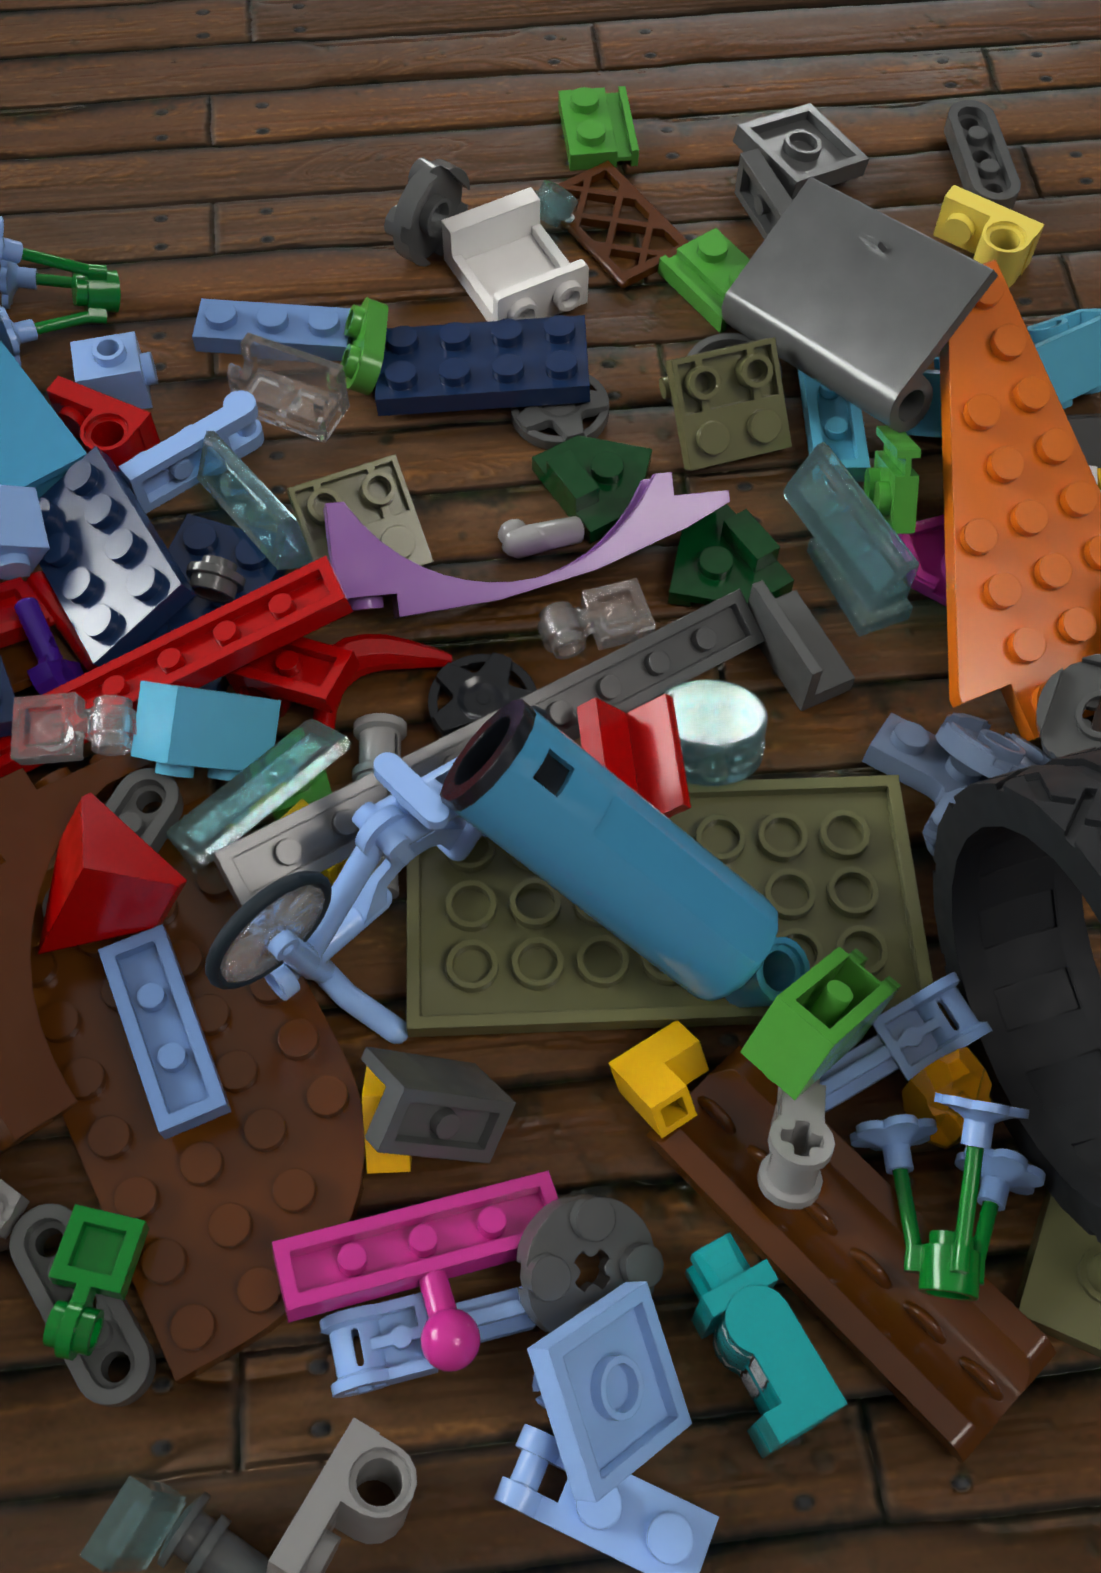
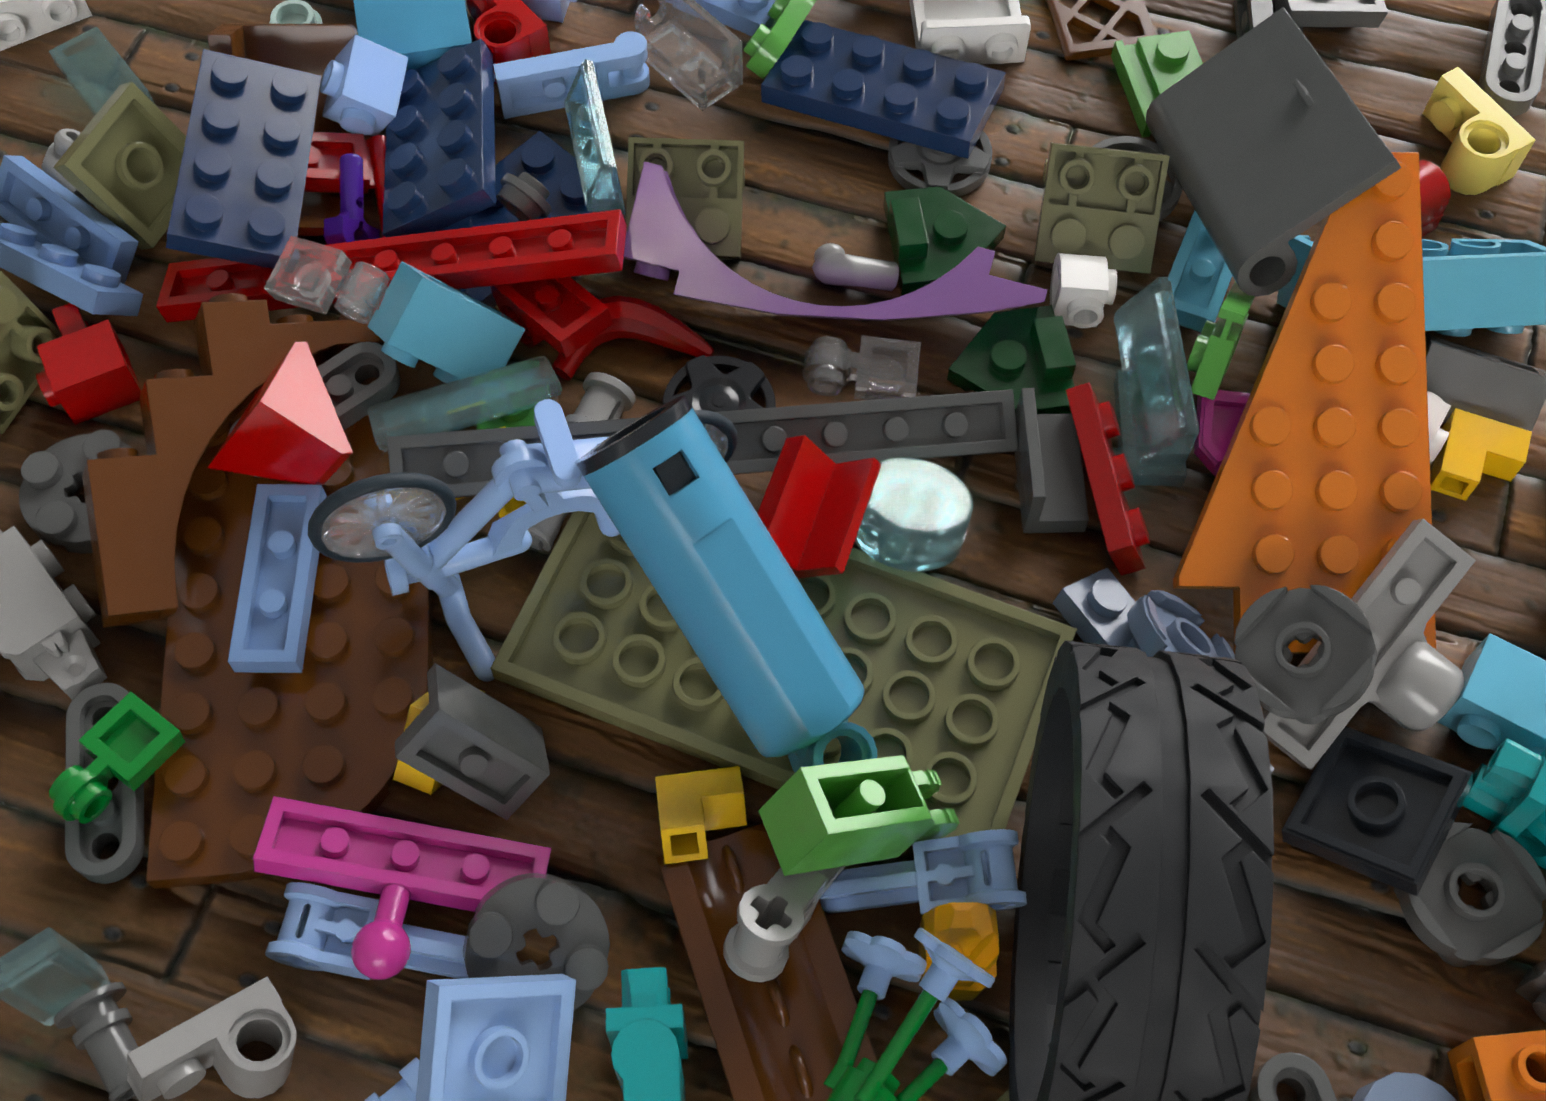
camera: 25 degrees right, 0 degrees up
(748, 477) = (1081, 288): none -> white plate
(855, 634) = (1109, 478): none -> red plate

